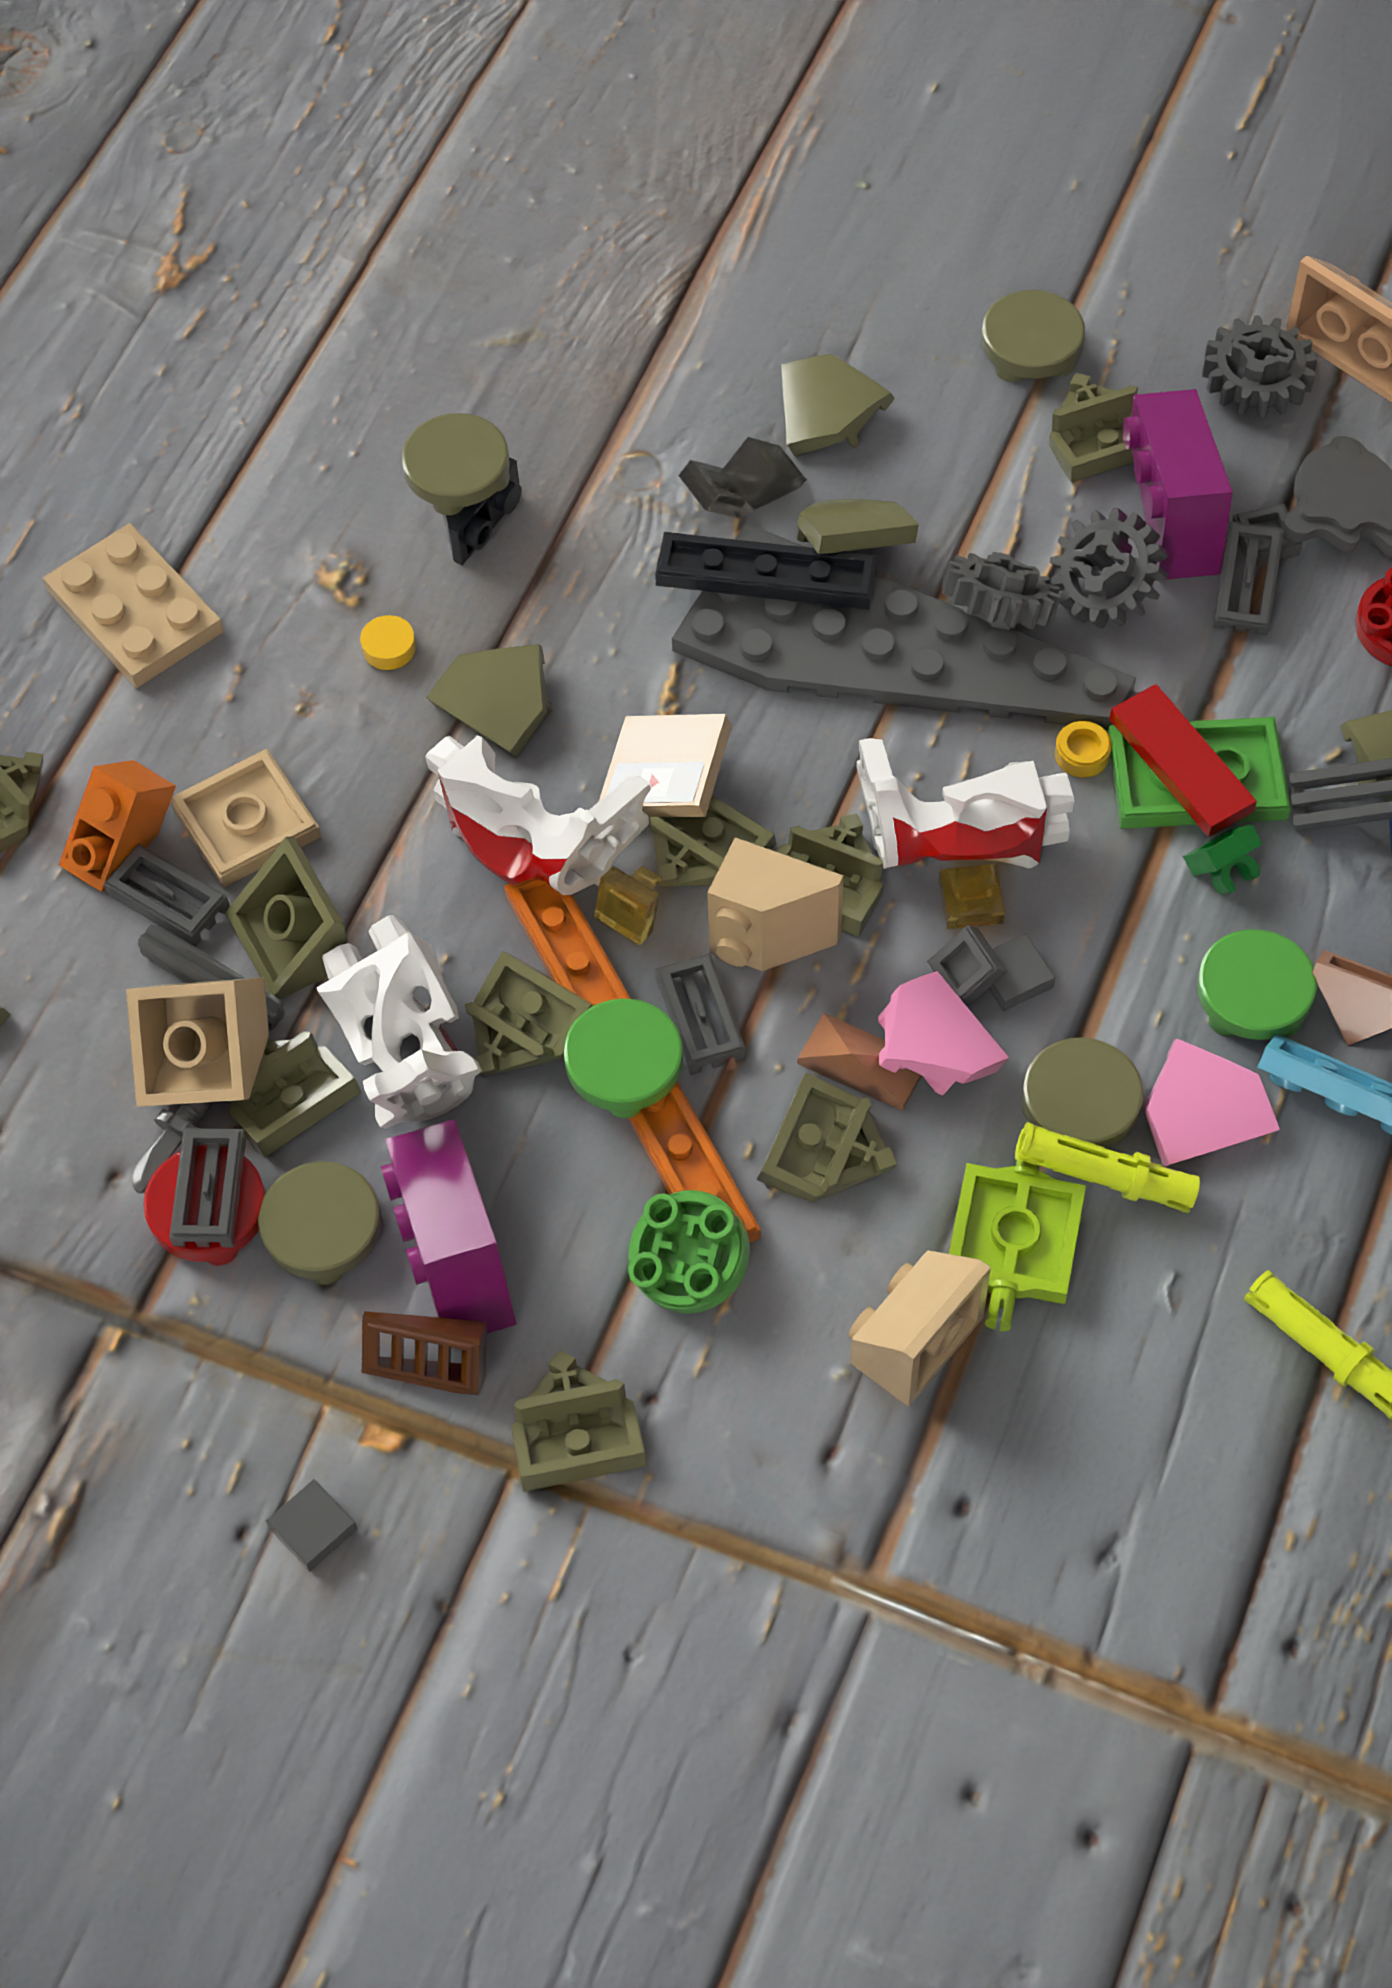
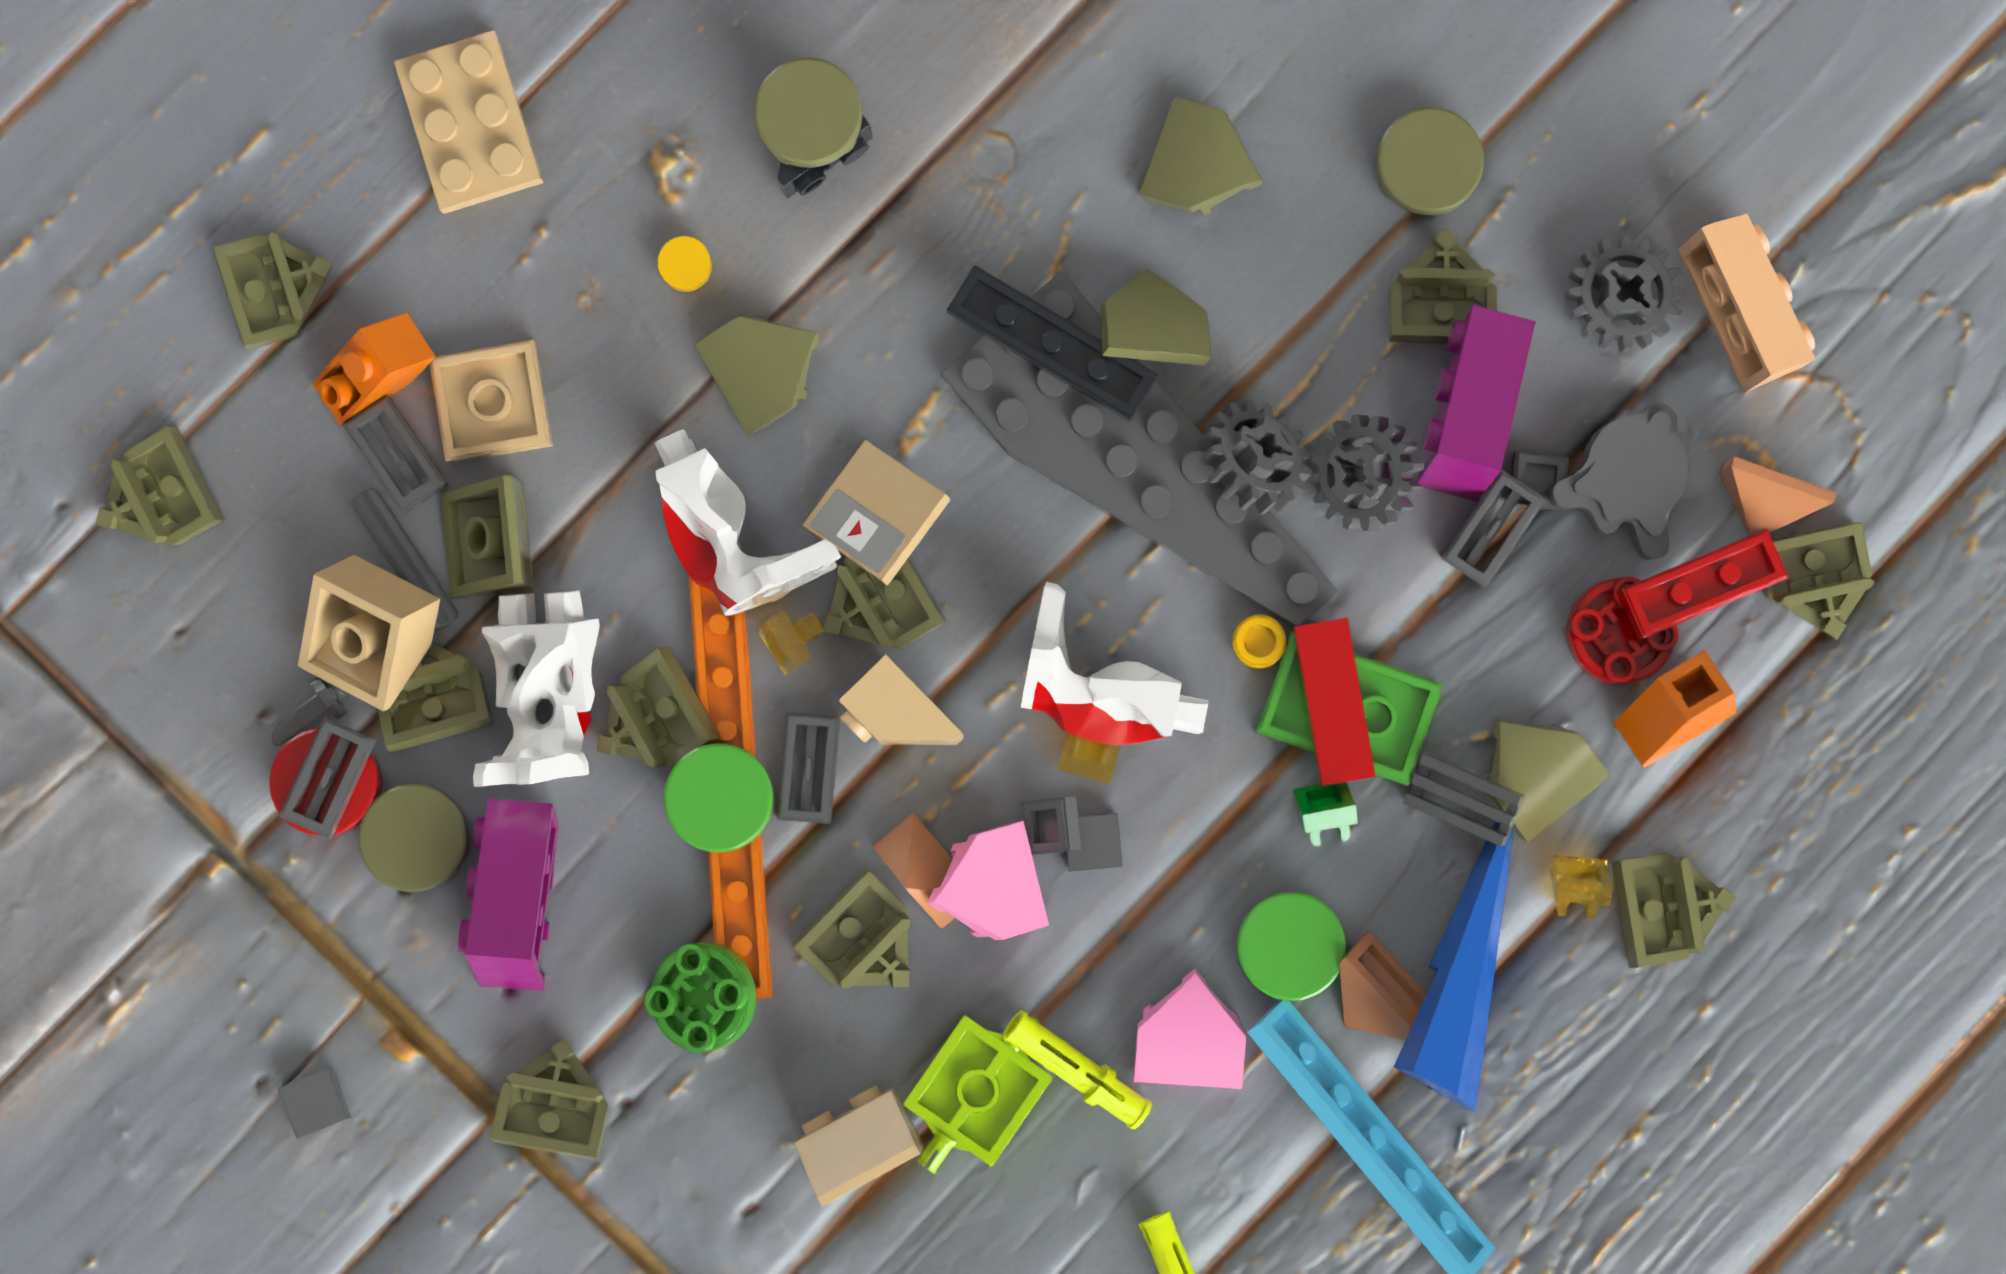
camera: 20 degrees right, 25 degrees up
(446, 1332) = (457, 997): reddish brown slope -> none
(749, 480) = (1080, 219): clear smoke slope -> none
(848, 854) = (973, 678): olive slope -> none
(1083, 1091) = (1093, 987): olive tile -> none

